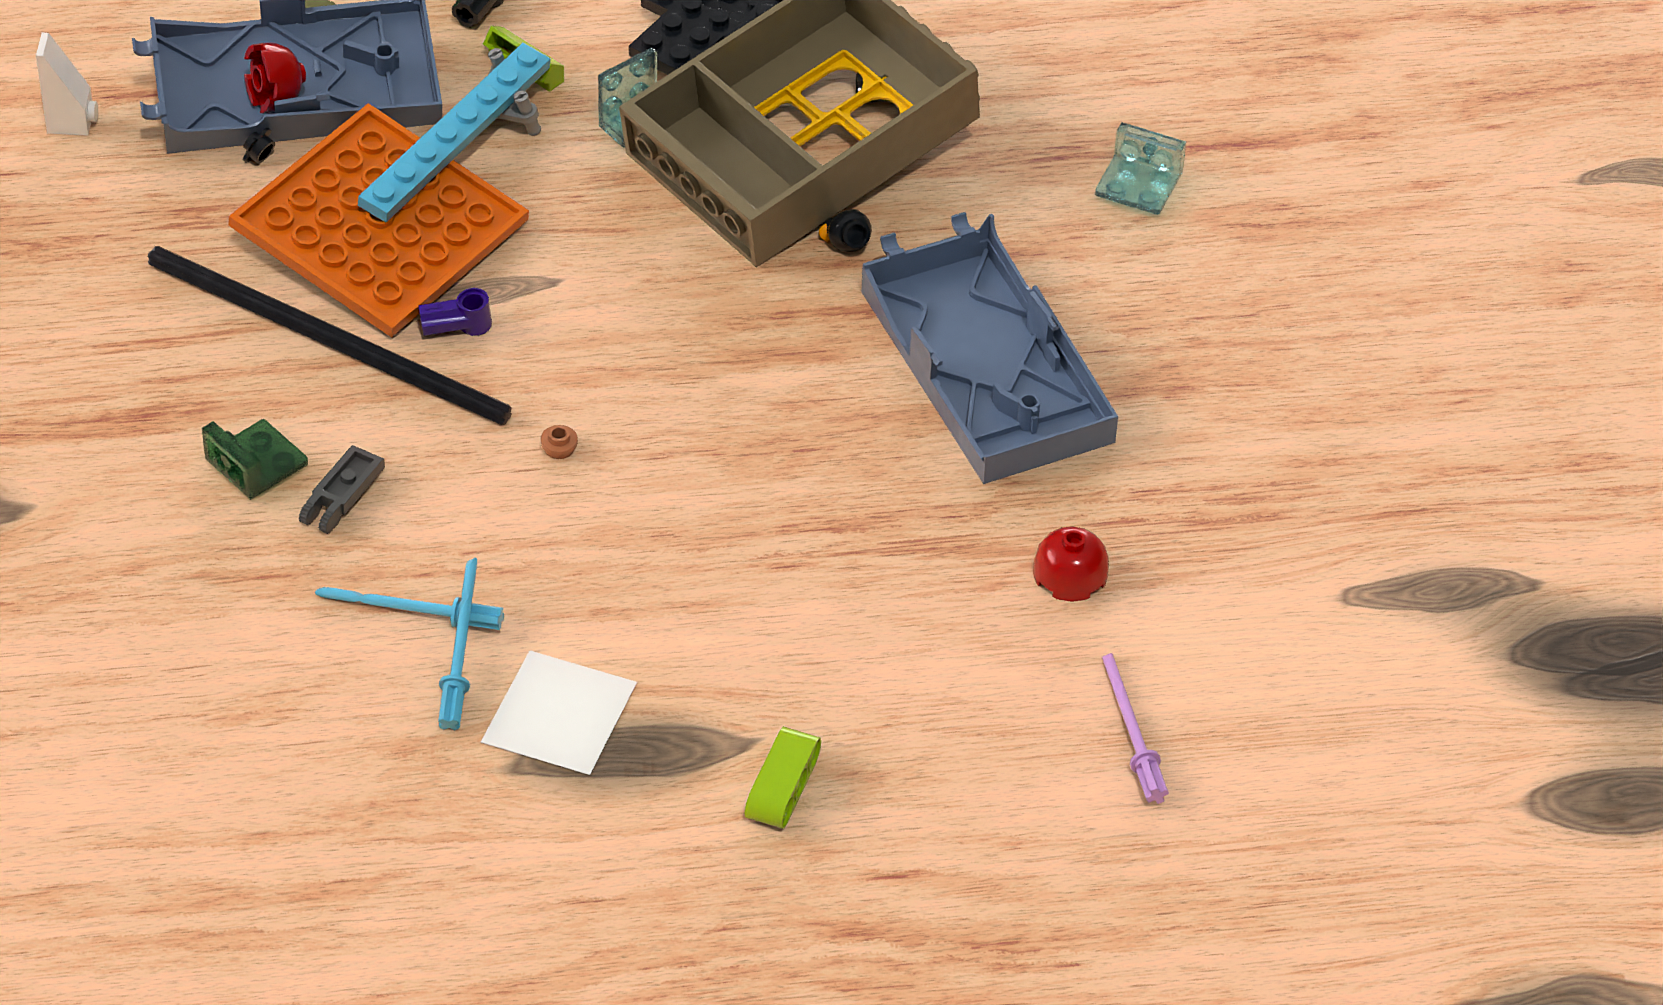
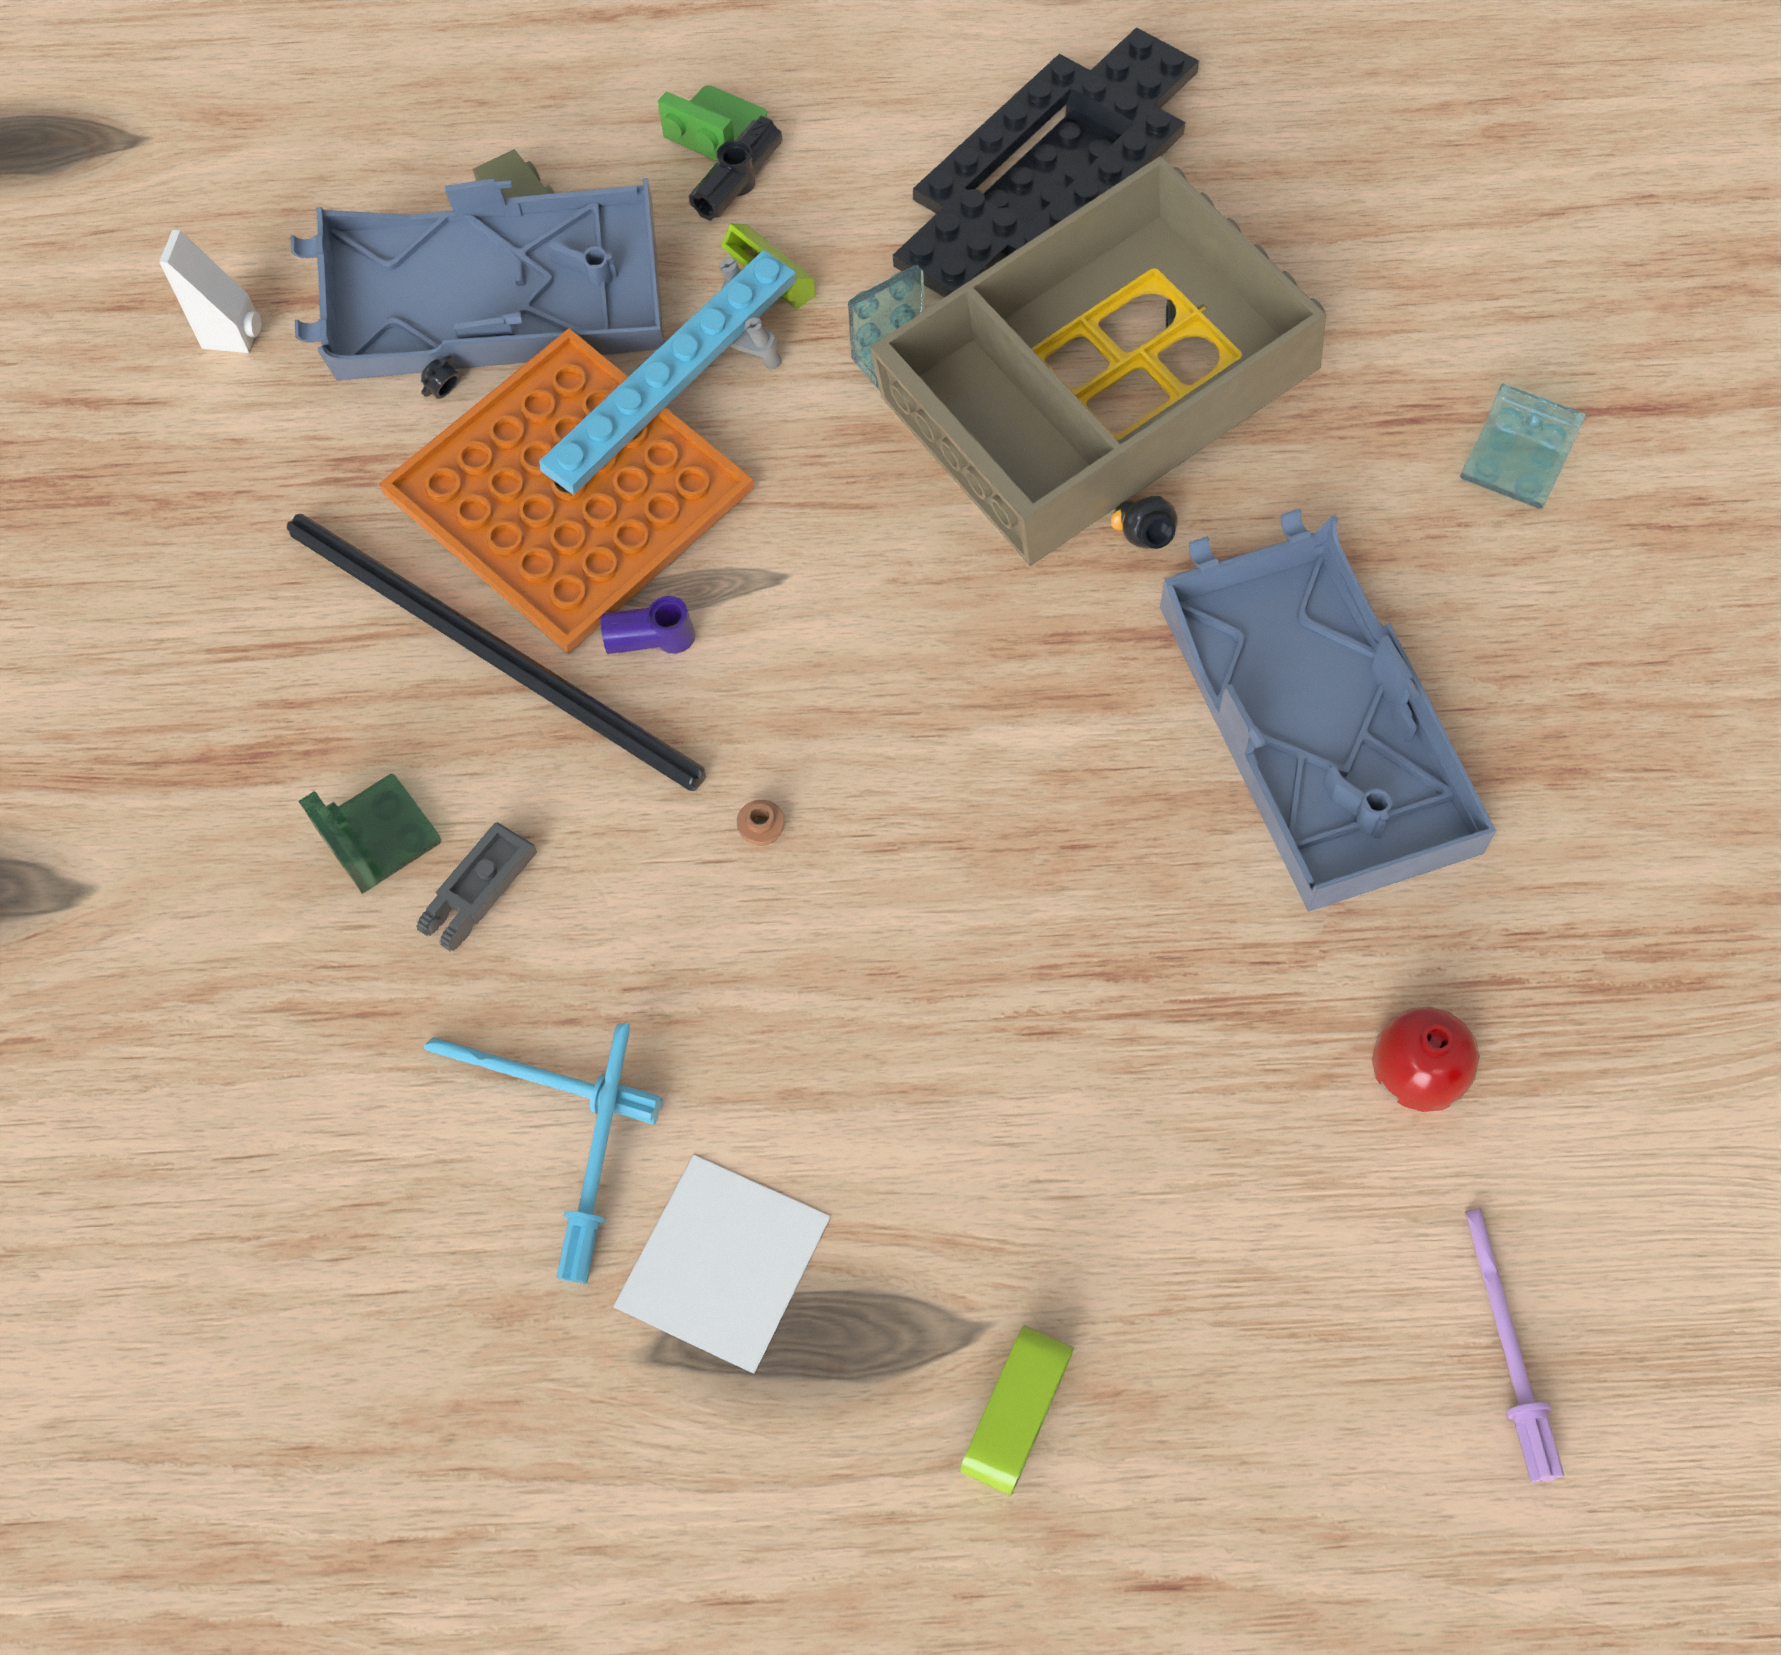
camera: 10 degrees right, 15 degrees up
(273, 75) = (460, 286): red cylinder -> none

